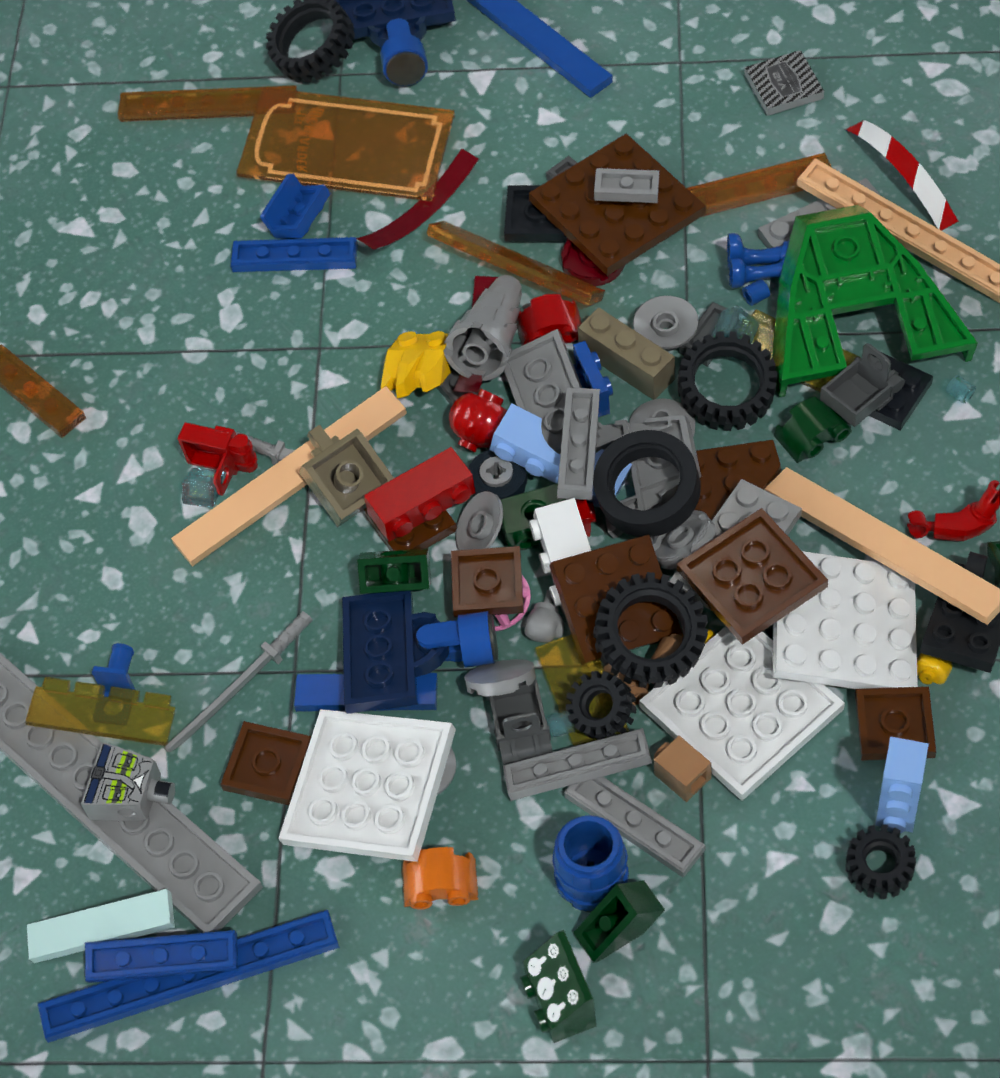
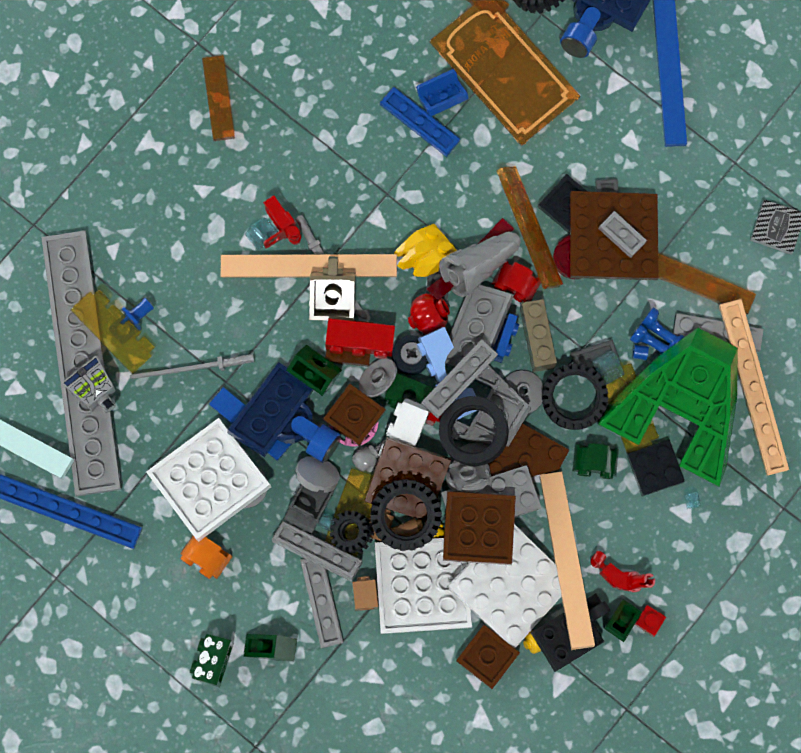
camera: 25 degrees right, 20 degrees up
(161, 956) = (46, 489): blue tile -> none
(265, 763) = (171, 424): reddish brown plate -> none
(424, 209) = (511, 147): dark red sticker -> none
(588, 861) = (275, 598): blue piece -> none
(666, 313) = (578, 323): light grey dish -> none
(862, 386) = (637, 462): dark grey piece -> none
(885, 841) = (416, 706): black tyre -> none
(901, 784) = (452, 698): light blue brick -> none
(910, 170) = (790, 340): sticker -> none

